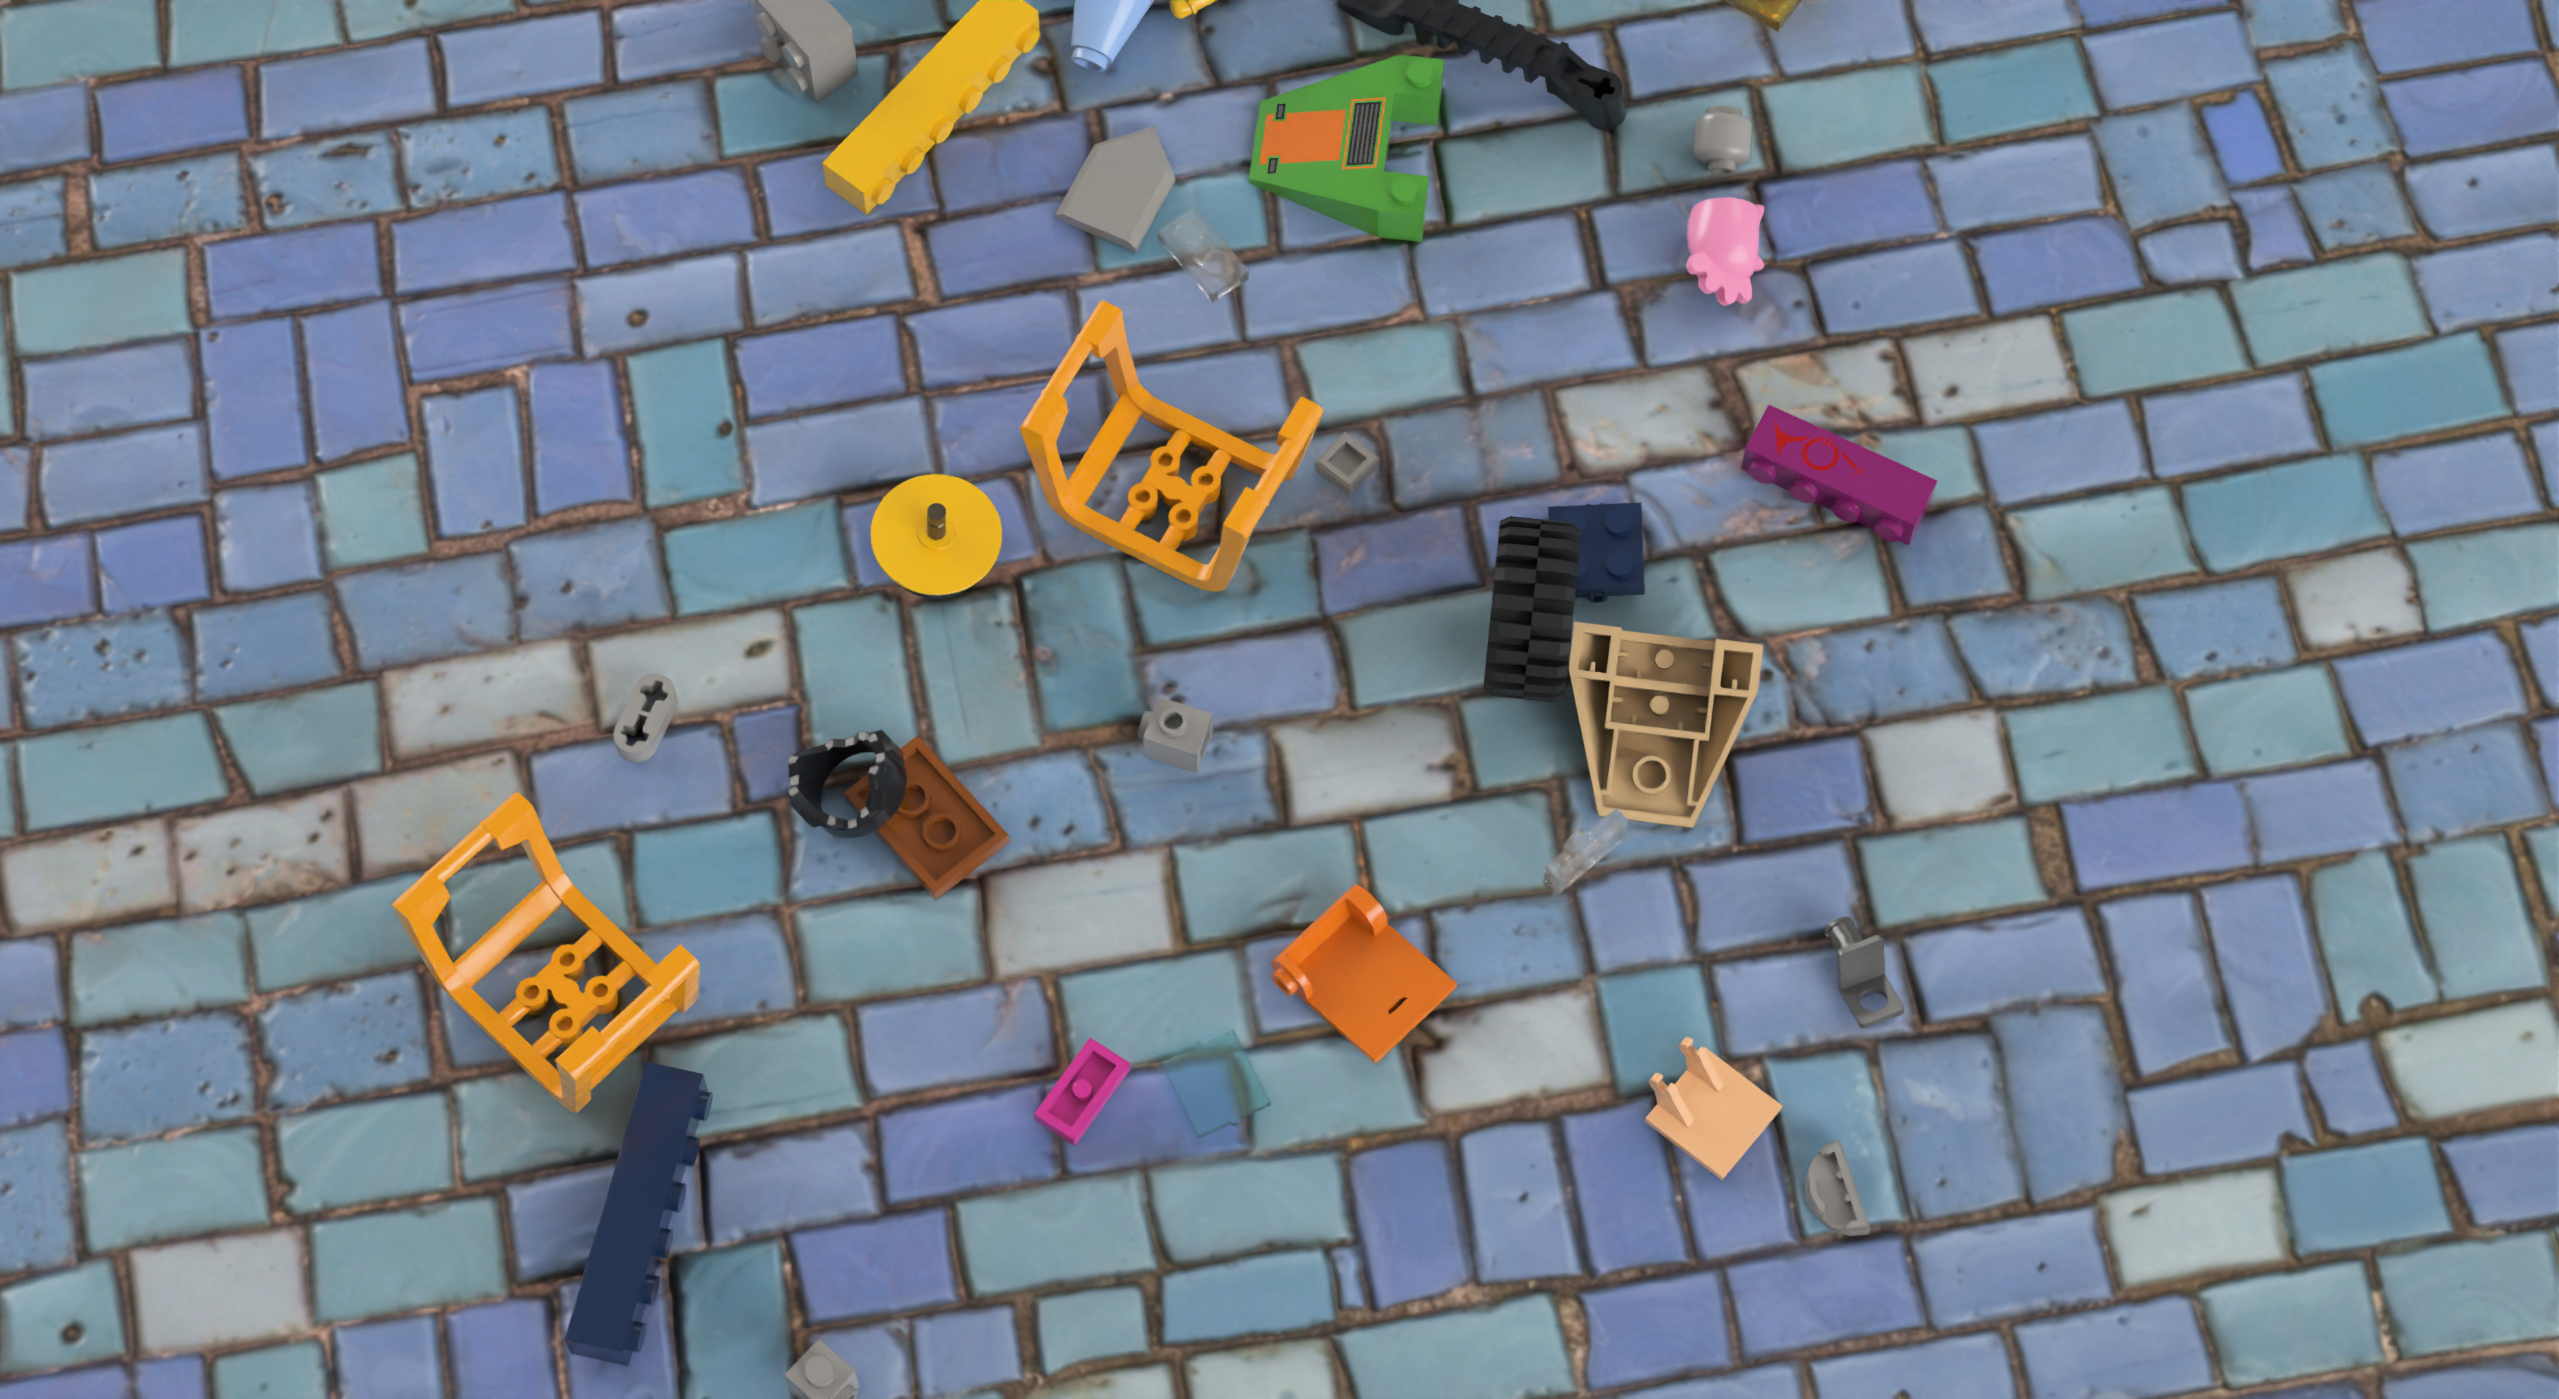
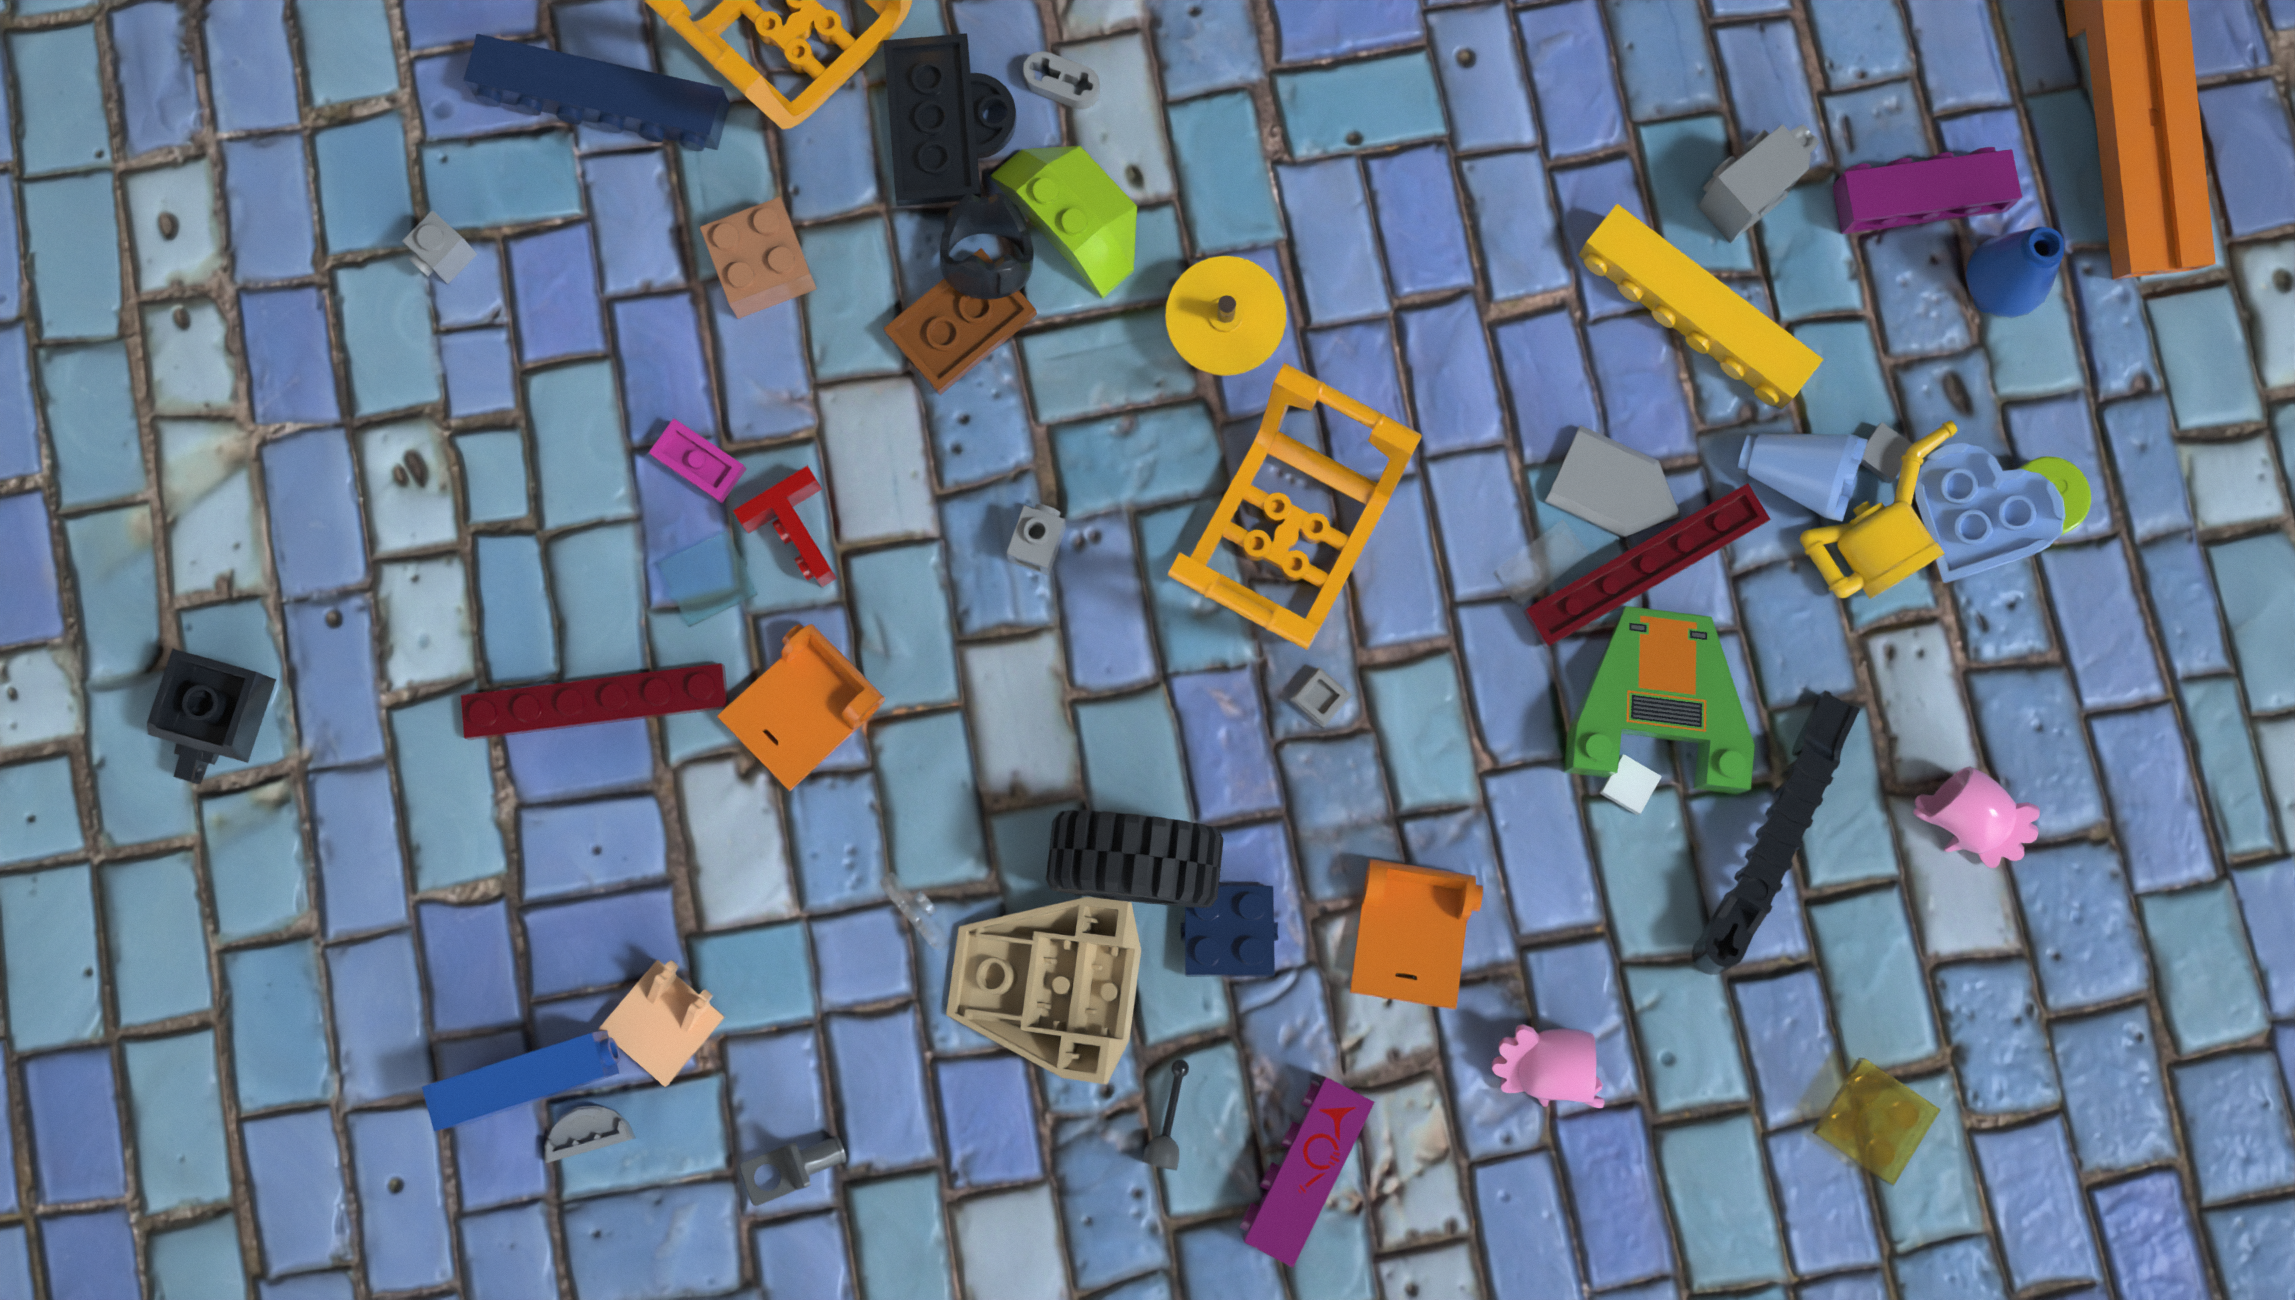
camera: 90 degrees right, 15 degrees up
(686, 841) = (940, 118): none -> black plate
(799, 703) = (1075, 211): none -> lime wedge
(847, 1026) = (758, 257): none -> nougat brick
(1159, 986) = (779, 503): none -> red bracket
(1208, 156) = (1646, 565): none -> dark red plate
(1358, 1200) = (594, 701): none -> dark red plate
(1443, 177) = (1631, 785): none -> white tile
(1591, 378) = (1413, 927): none -> orange door
(1723, 139) = (1679, 1070): light grey head -> none
(1783, 1238) = (521, 1080): none -> blue slope
(1825, 612) = (1163, 1150): none -> hinge

